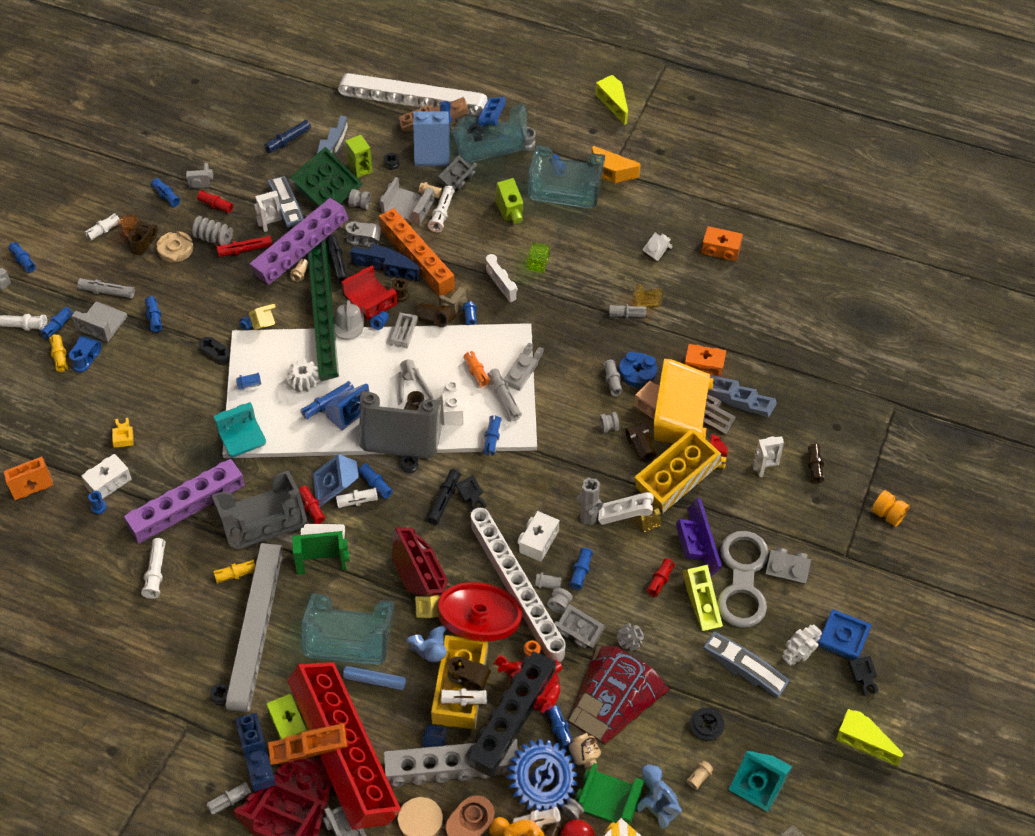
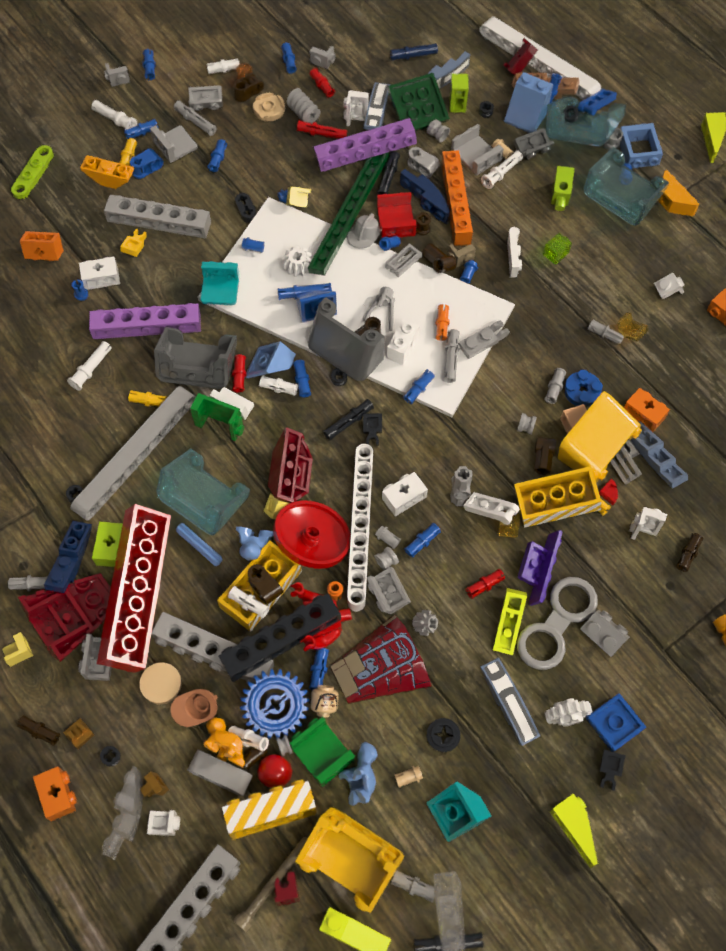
camera: 30 degrees right, 10 degrees up
(51, 378) = (106, 172): none -> light orange slope
(105, 264) = (205, 97): none -> light grey bracket
(130, 397) = (157, 216): none -> light grey brick
(298, 273) = (350, 172): tan pin -> none
(307, 744) = (102, 574): orange slope -> none
(397, 100) = (521, 57): none -> dark red hinge
(434, 736) = (214, 620): dark blue slope -> none
(551, 122) = (640, 133): none -> medium blue window

